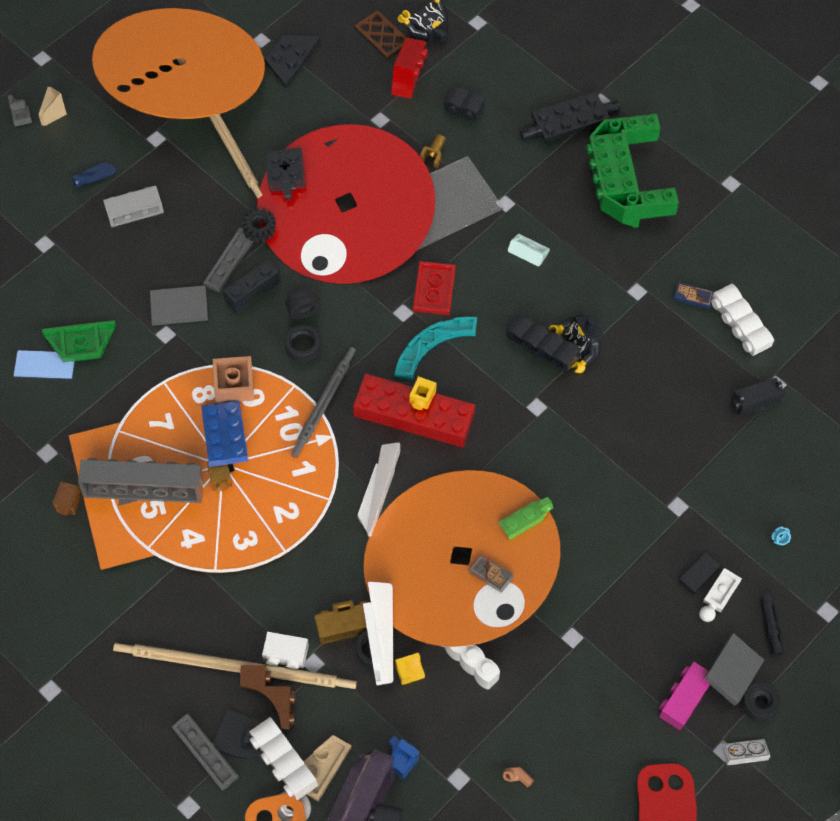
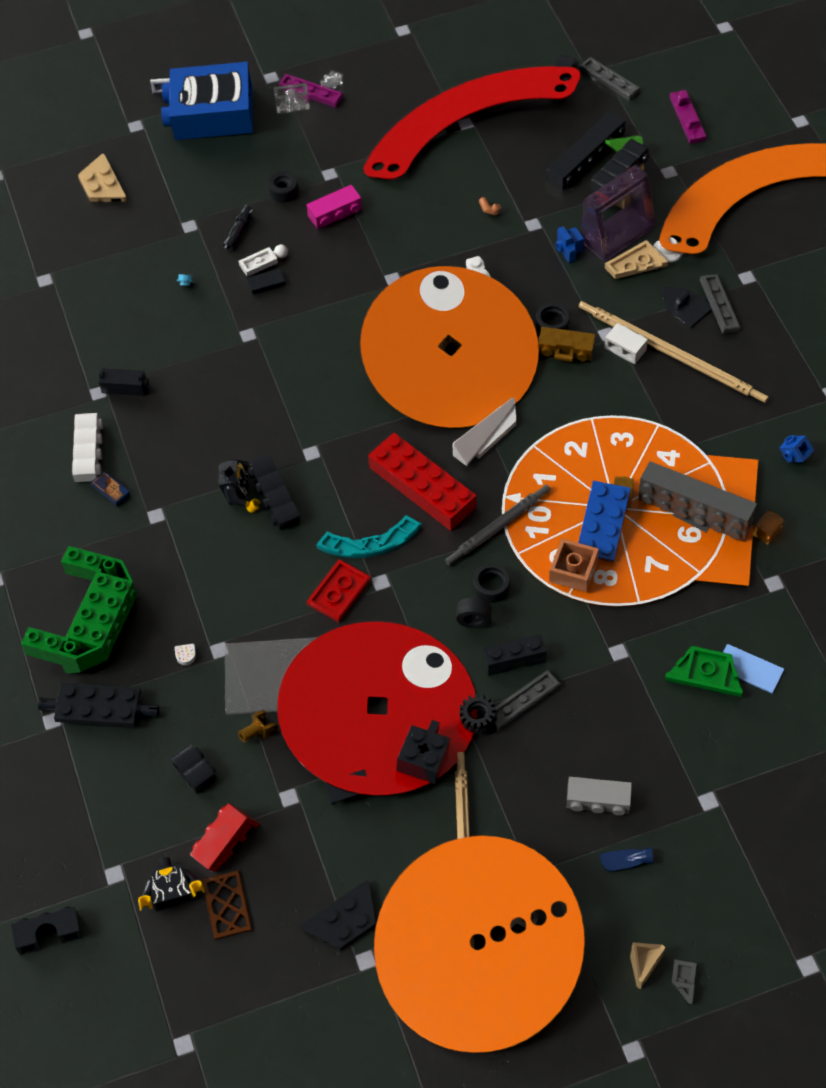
camera: 150 degrees left, 5 degrees down
(64, 590) = (796, 448): none -> blue brick
(178, 305) = (594, 672): dark grey tile -> none
(257, 678) = (658, 323): reddish brown arch -> none
(283, 758) = (662, 267): white brick -> none
(380, 630) = (544, 320): white wedge -> none
(409, 668) = (533, 300): yellow panel -> none
(422, 388) = (411, 468): yellow brick -> none
(491, 573) = (435, 313): tile -> none
(525, 518) = (383, 341): bright green hinge -> none
(528, 249) = (227, 592): light aqua slope -> none
(529, 186) = (185, 654): none -> white tile
(733, 669) = (289, 205): dark grey tile -> none
(746, 752) = (315, 163): slope -> none

